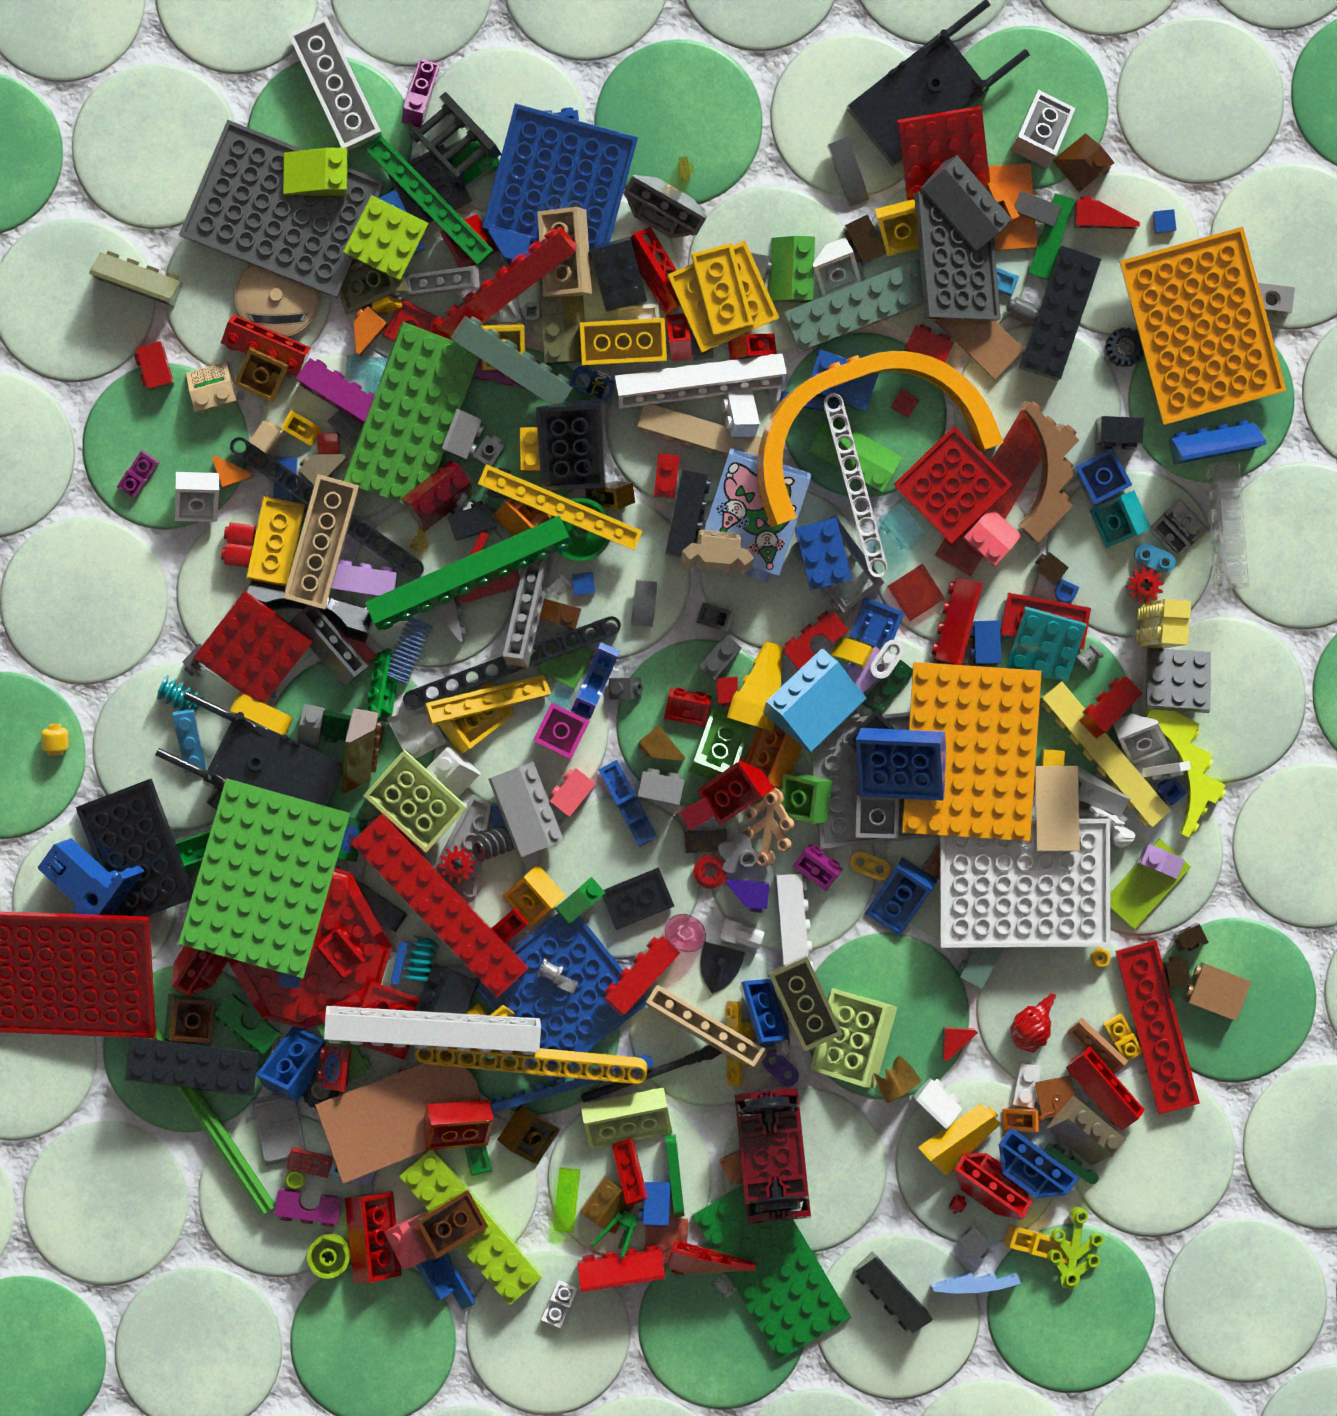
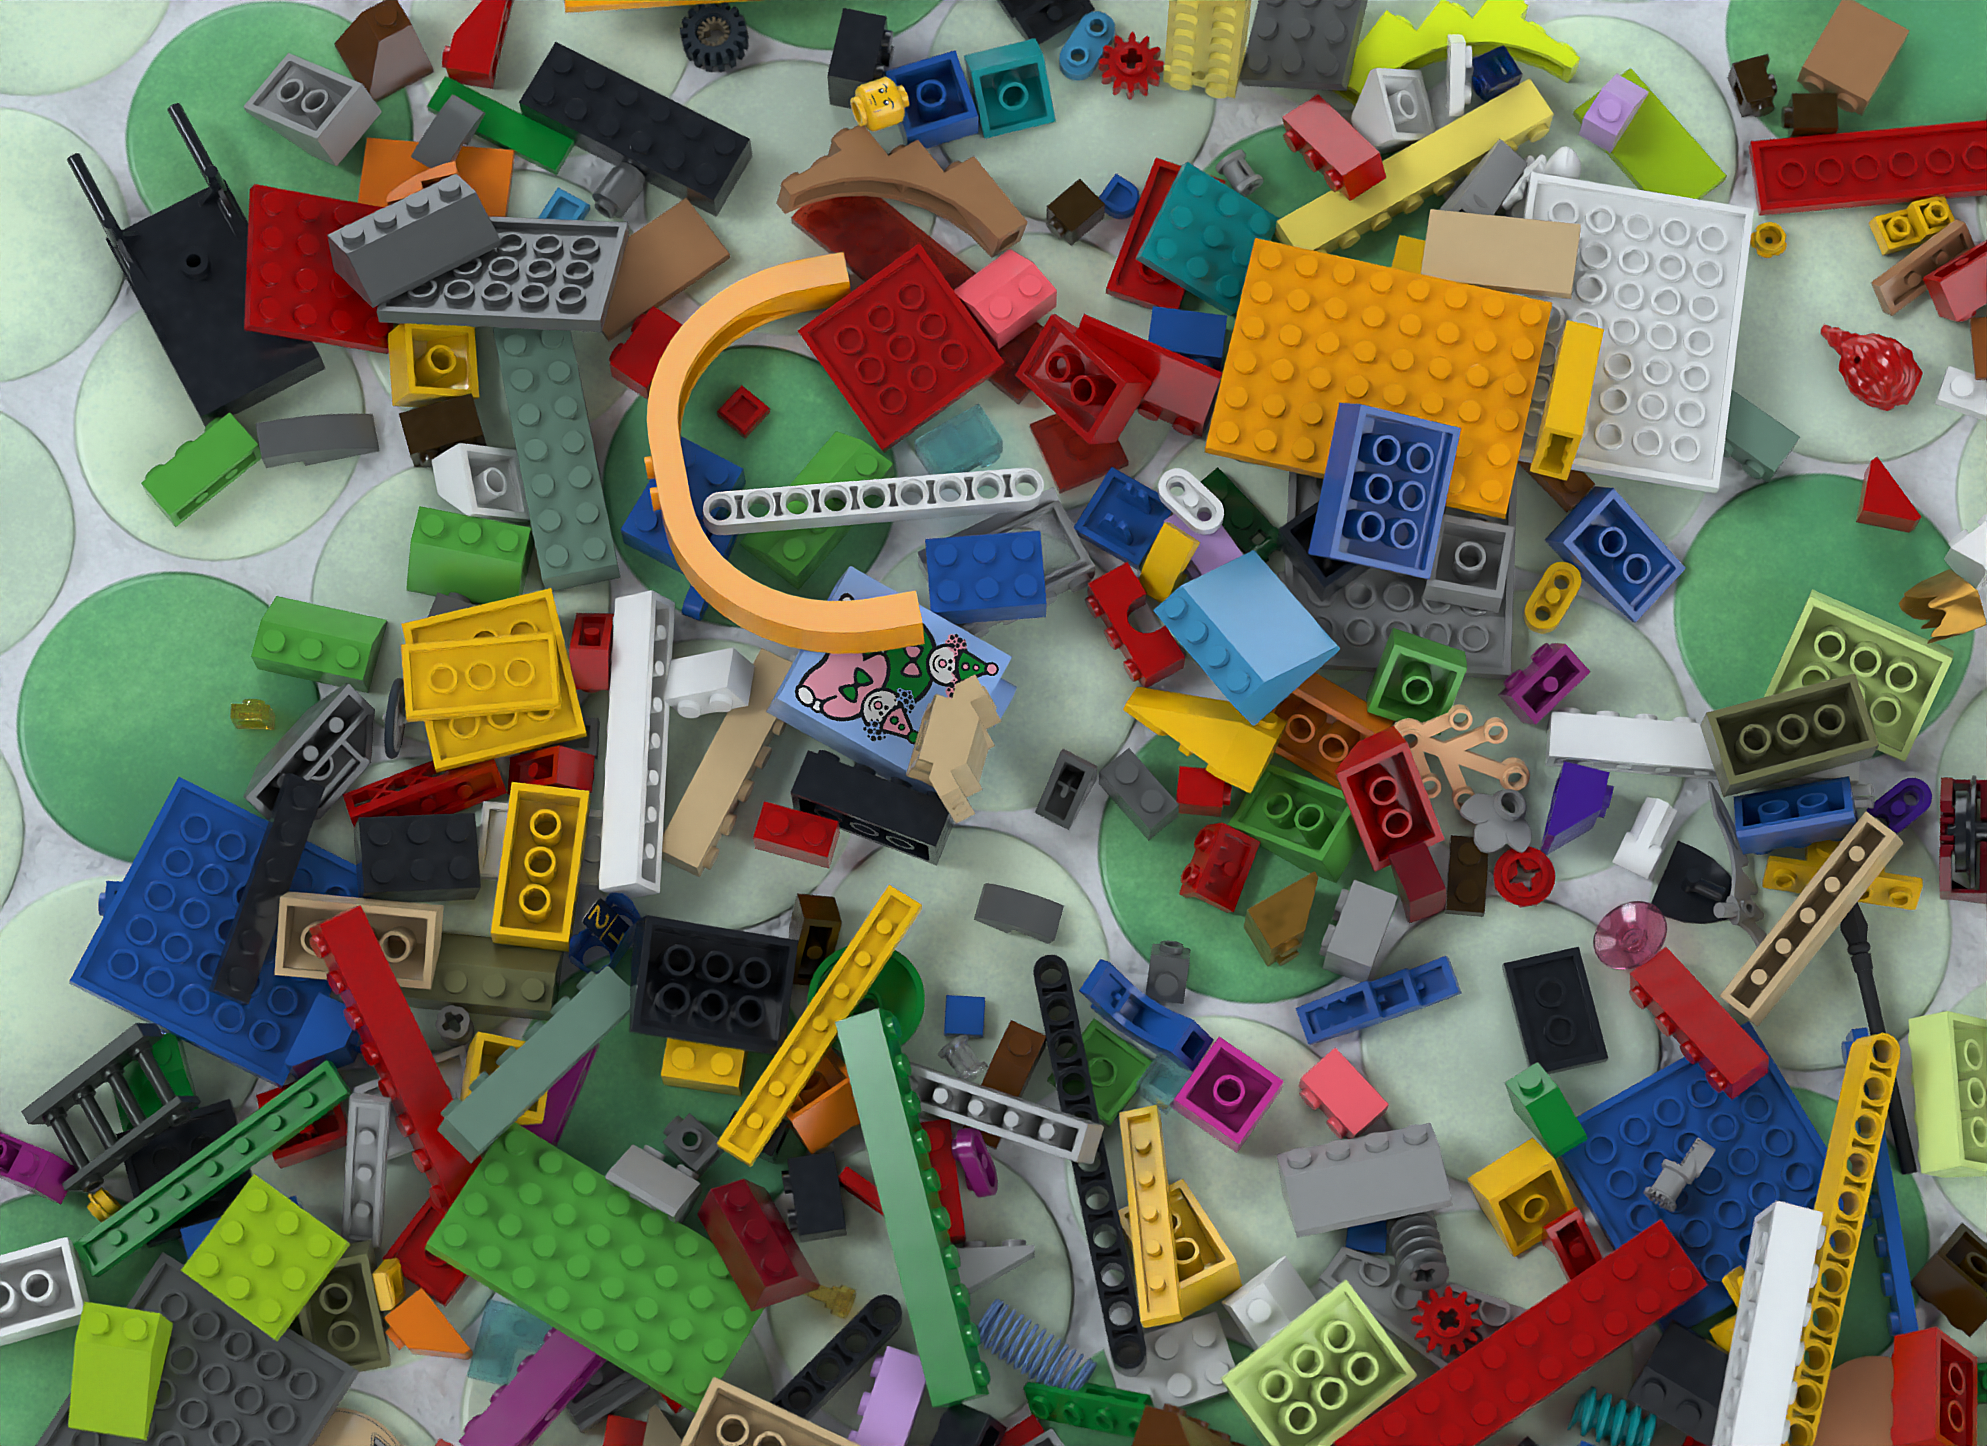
camera: 80 degrees left, 15 degrees down
(405, 145) = (102, 1204): none -> yellow plate
(501, 603) = (976, 1161): none -> magenta plate
(585, 197) = (267, 882): none -> black plate
(692, 247) = (395, 719): none -> wheel
(711, 990) = (1739, 906): none -> light grey piece
(733, 196) = (319, 643): none -> bright green slope
(820, 111) = (201, 468): none -> bright green brick
(946, 589) = (1083, 381): none -> red slope
(974, 857) = (1567, 400): none -> yellow slope
(1089, 448) = (879, 104): none -> yellow head

